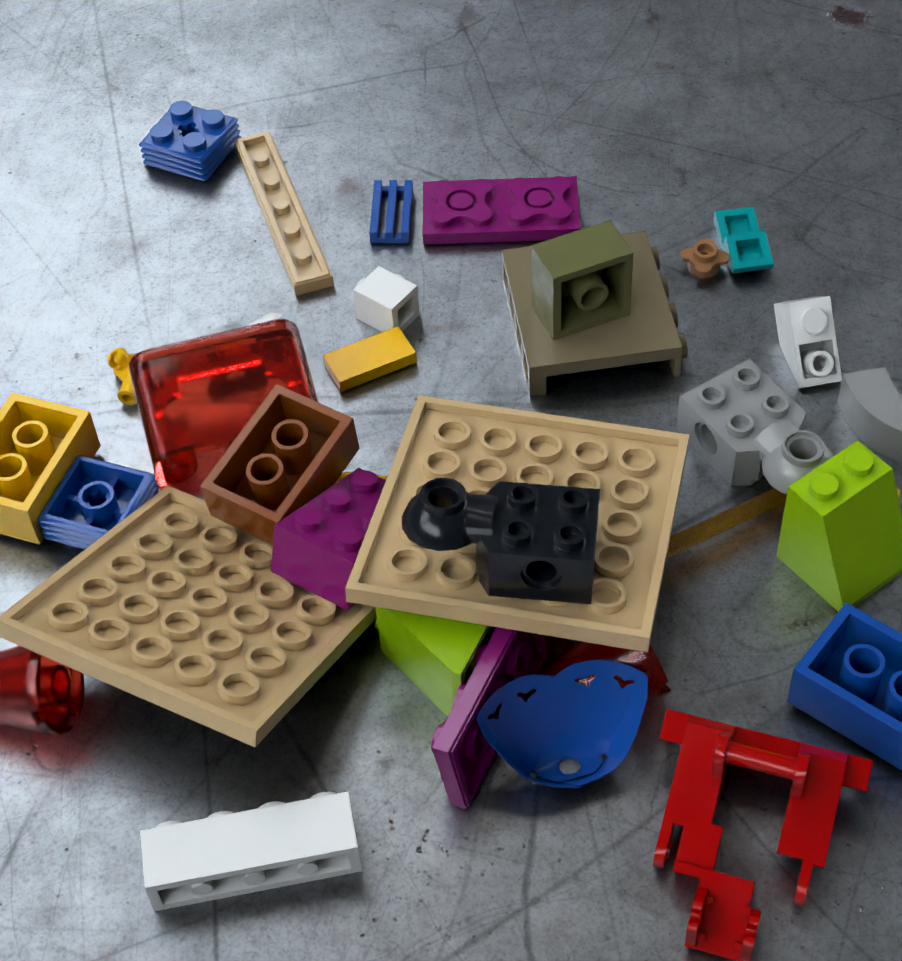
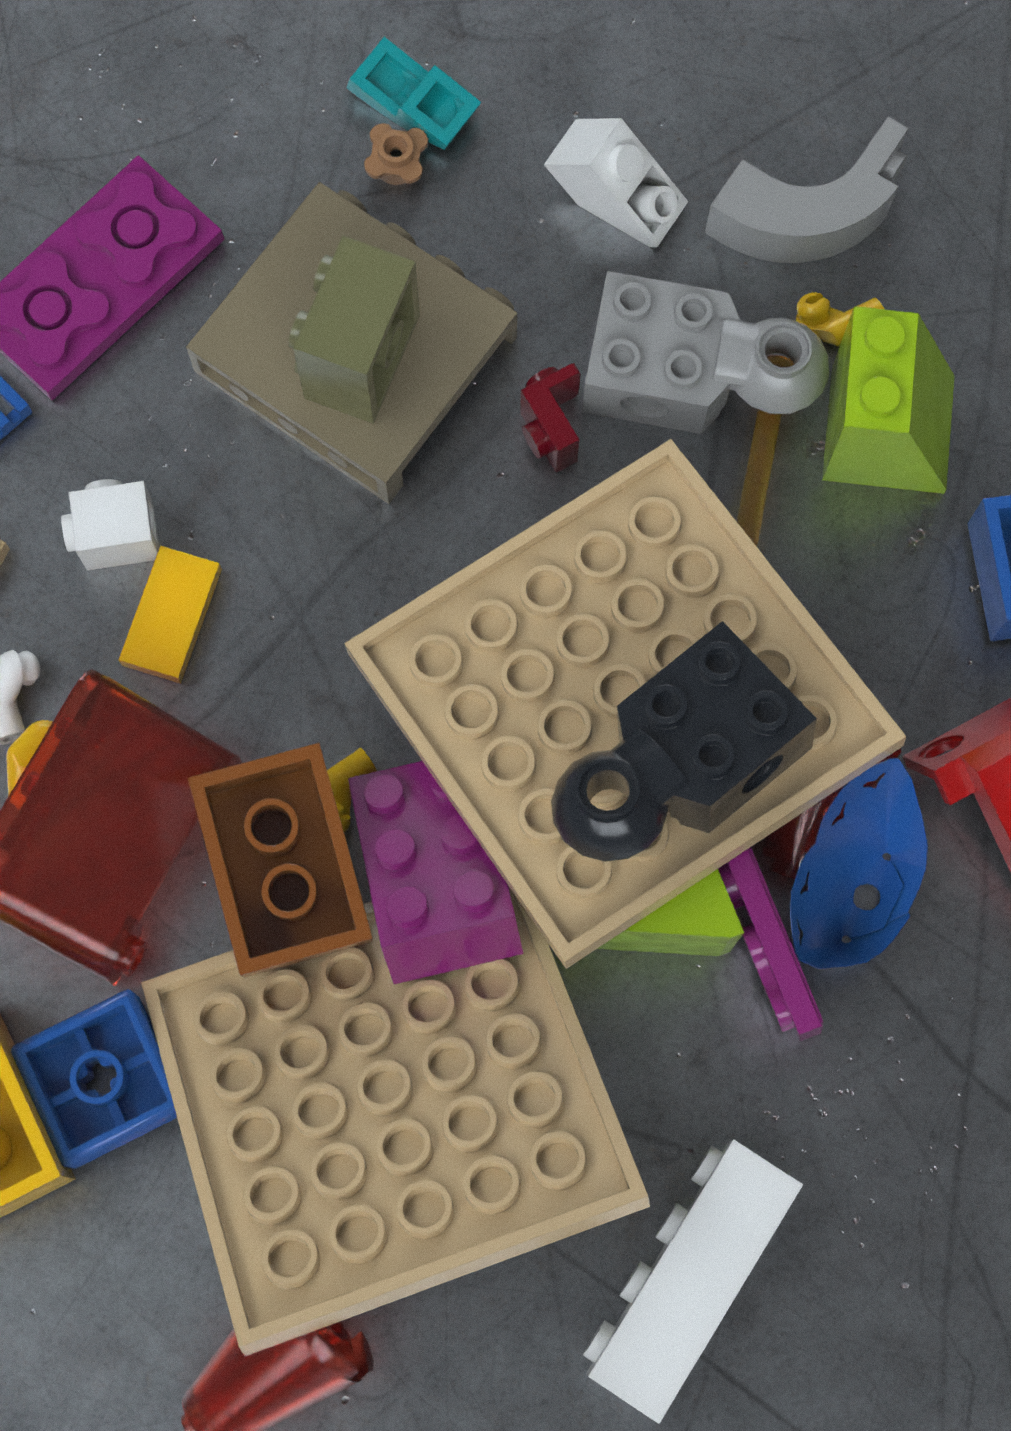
camera: 50 degrees left, 25 degrees up
(655, 402) = (546, 425): none -> dark red bracket

